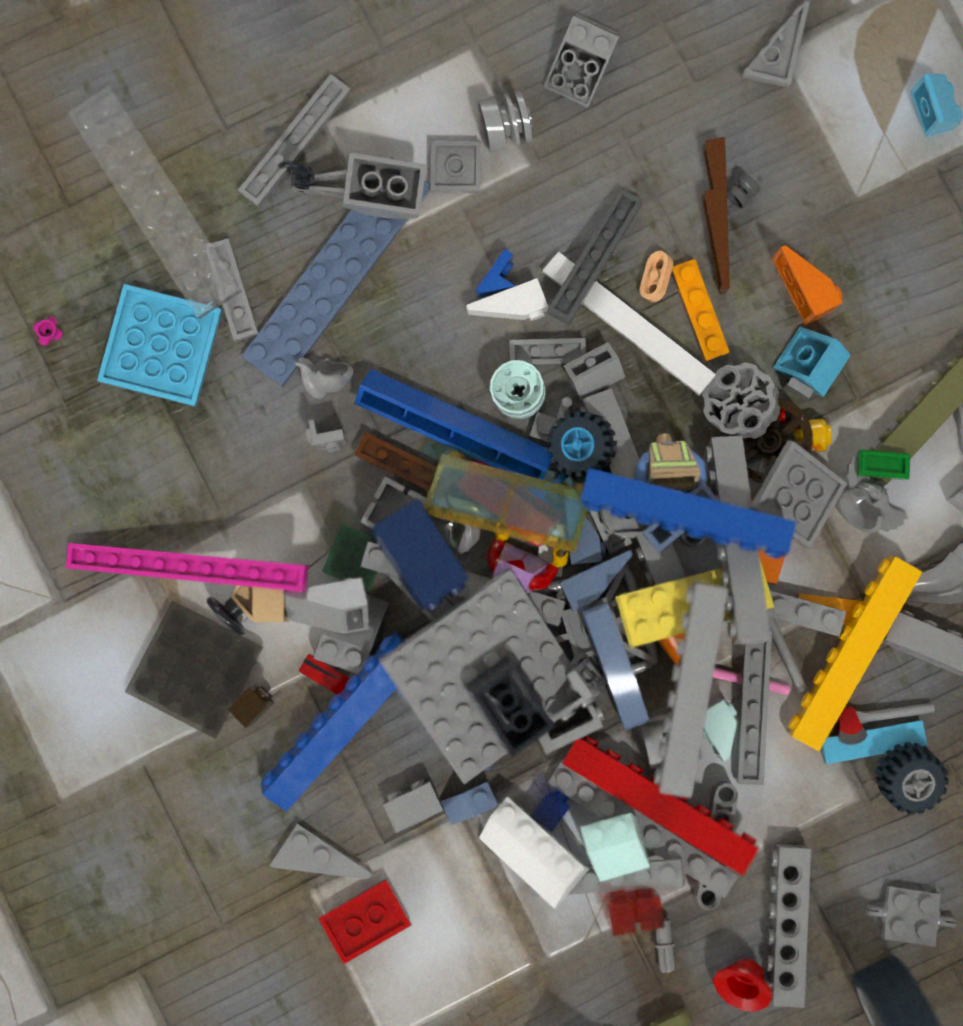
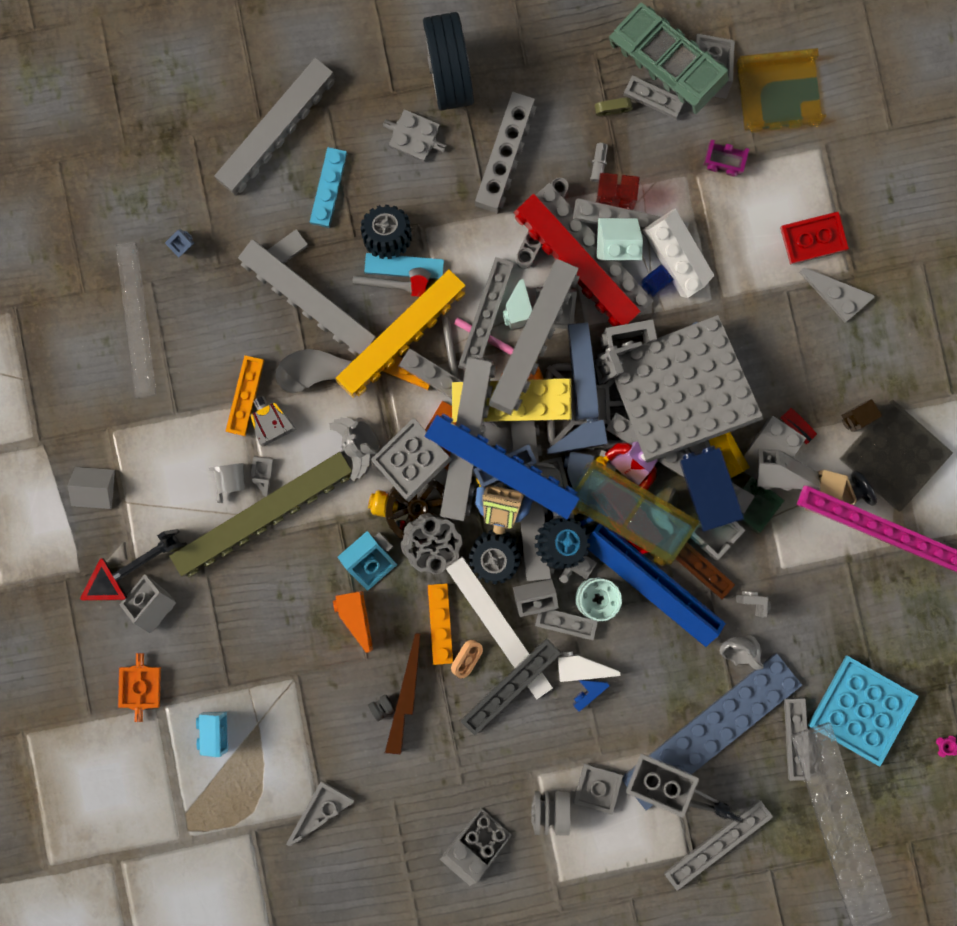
camera: 160 degrees left, 0 degrees up
(331, 730) = (807, 381): blue brick -> none
(401, 610) = (731, 453): none -> yellow slope
(413, 805) = (757, 311): light grey brick -> none
(470, 802) = (714, 302): sand blue slope -> none
(505, 995) = (725, 158): none -> magenta window
(509, 706) = (673, 360): black brick -> none
(658, 406) = (495, 557): none -> black wheel
(743, 986) = (551, 119): red hat -> none
(883, 464) = (339, 465): green tile -> none

